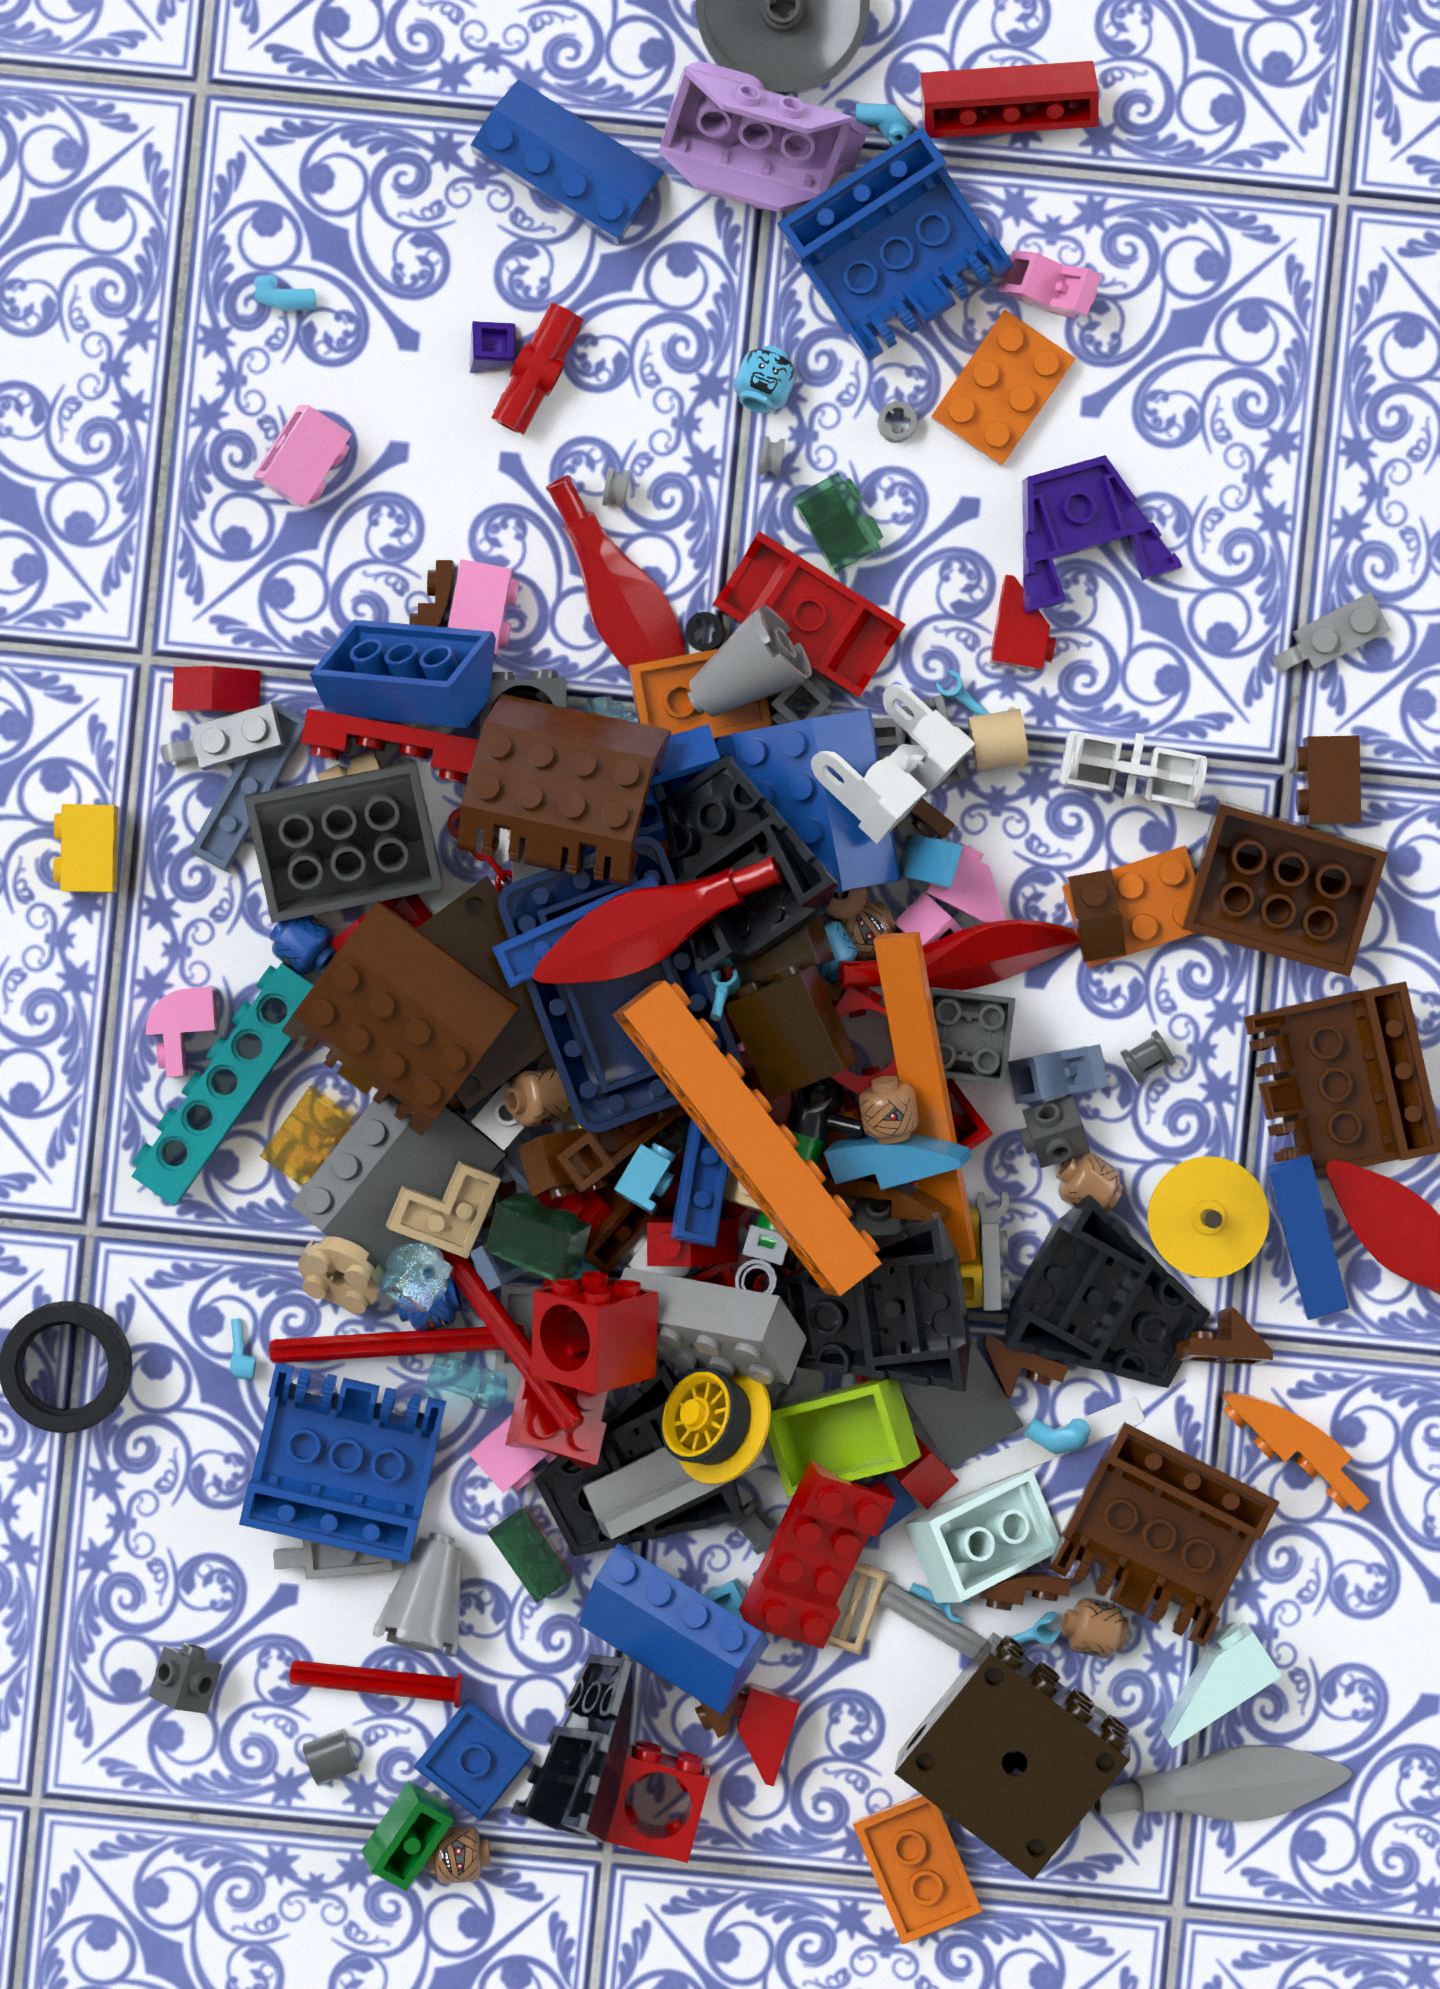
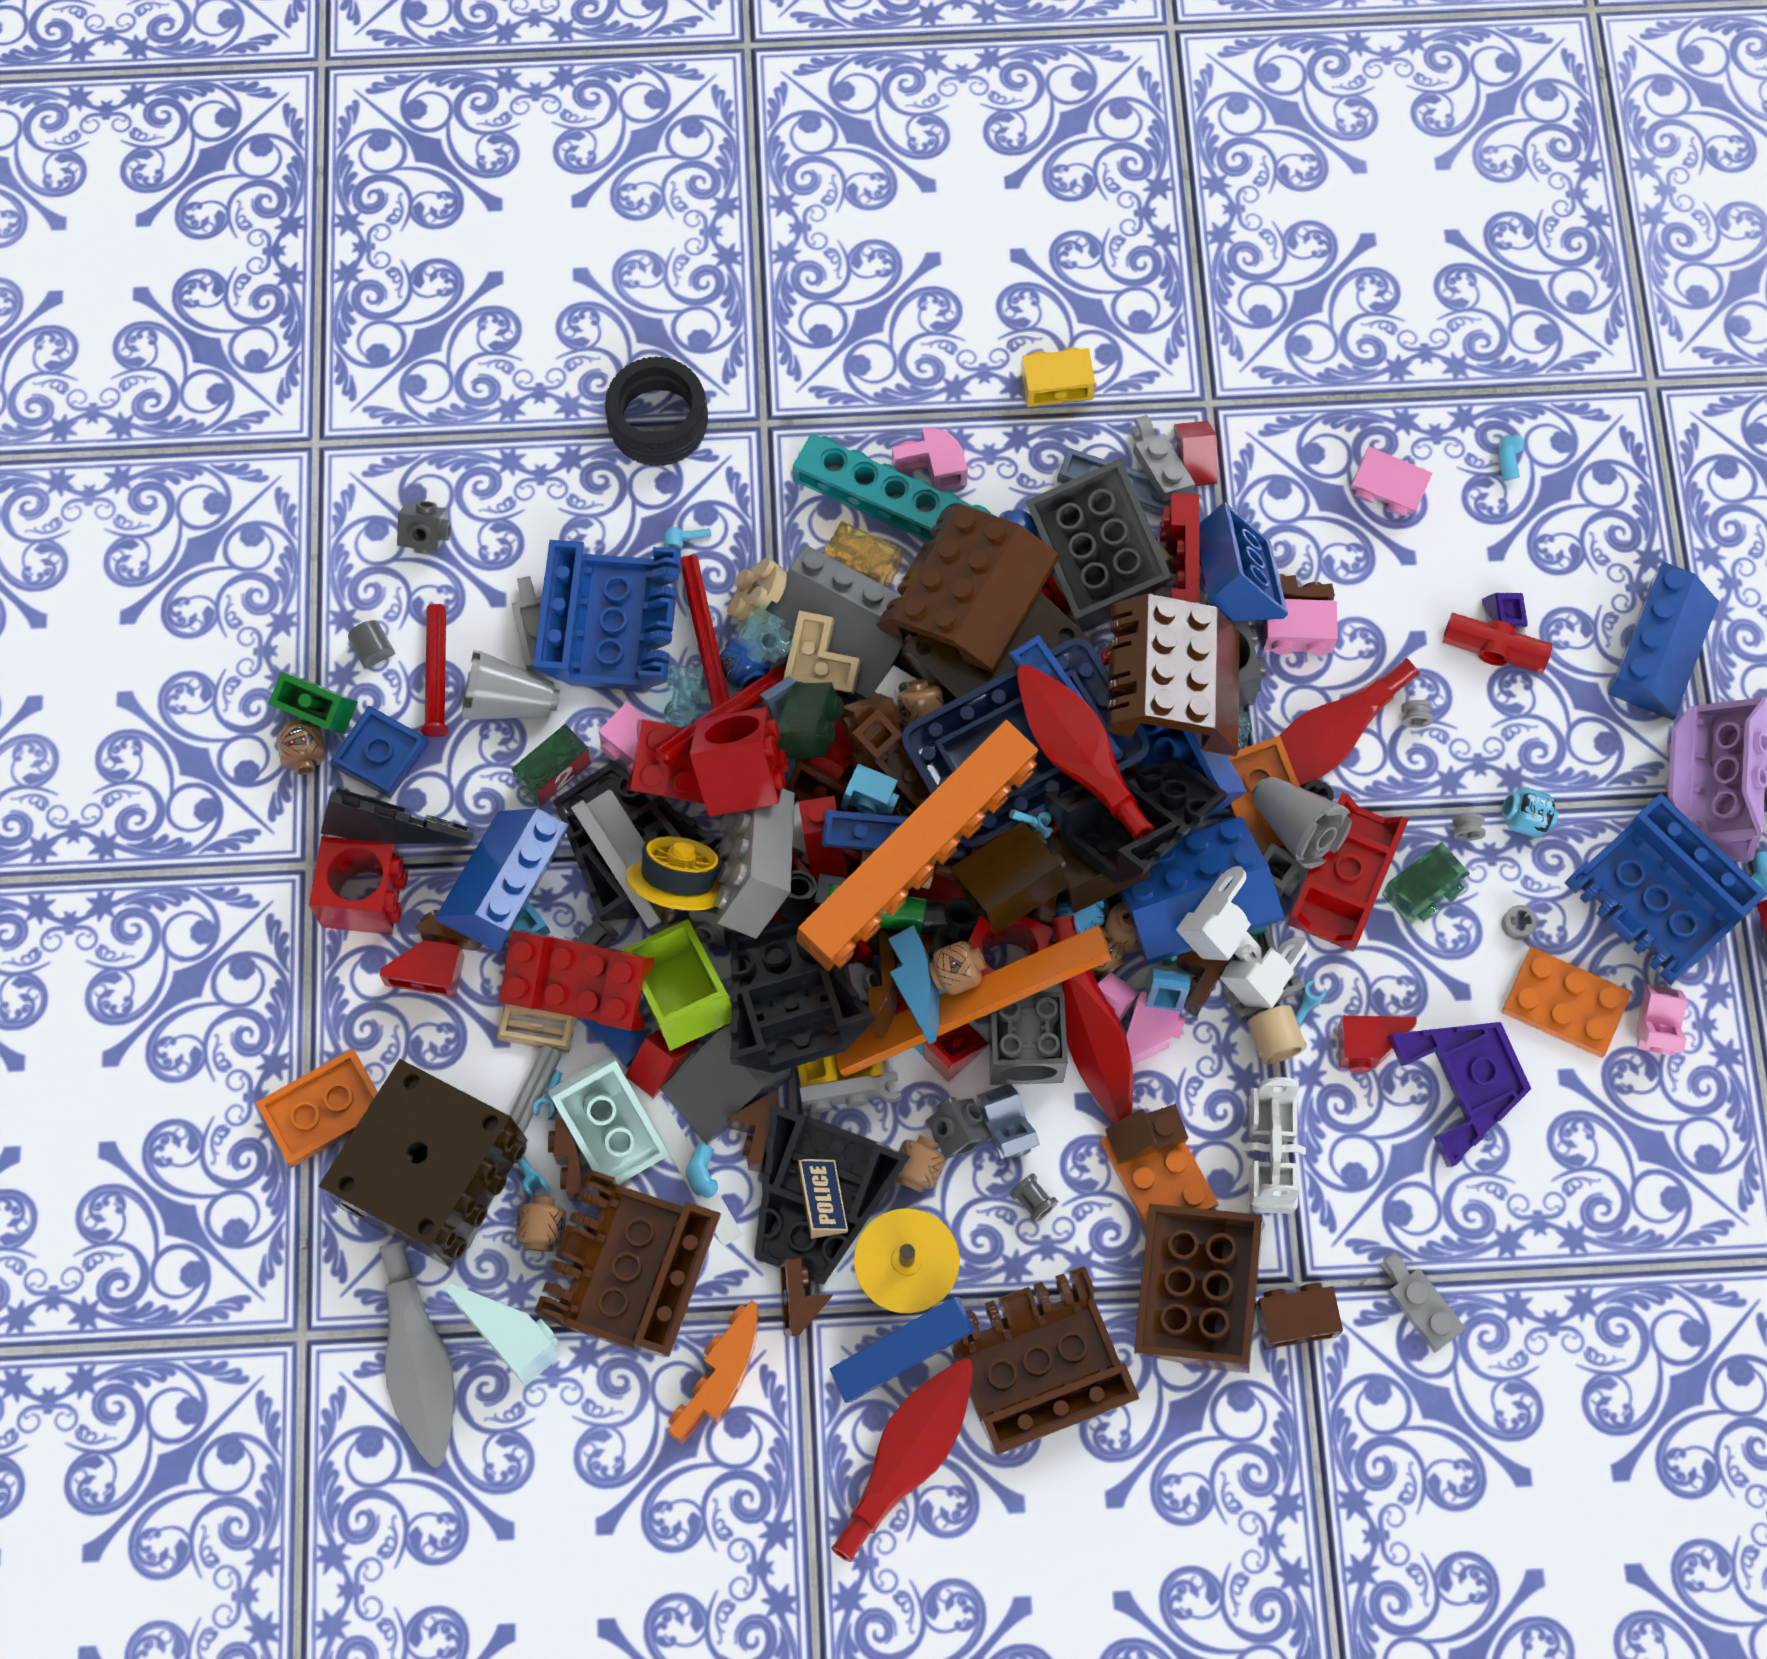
camera: 80 degrees right, 20 degrees down
(1120, 1302) = (822, 1197): none -> slope

